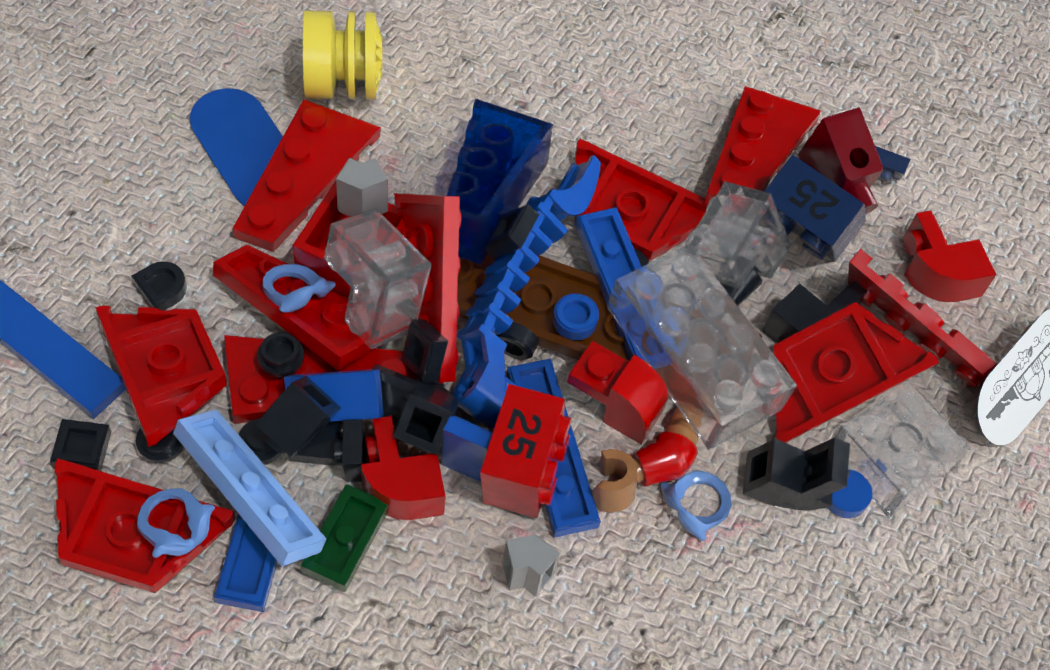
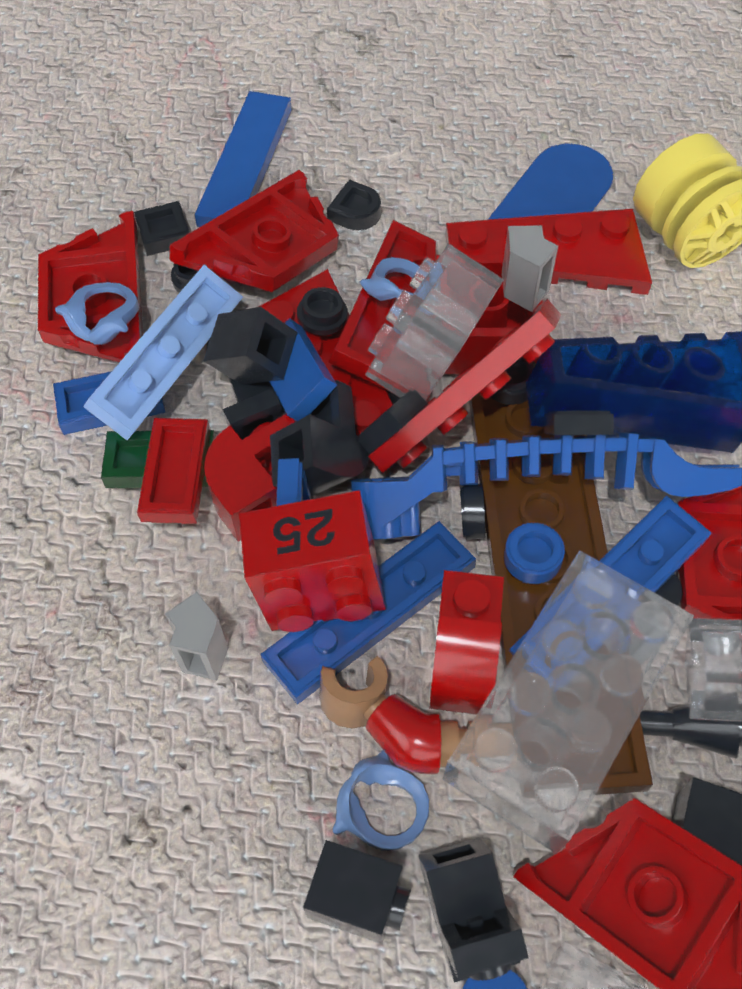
camera: 75 degrees right, 0 degrees up
(374, 524) = (174, 471): none -> red tile
(754, 538) = (356, 893): none -> black brick

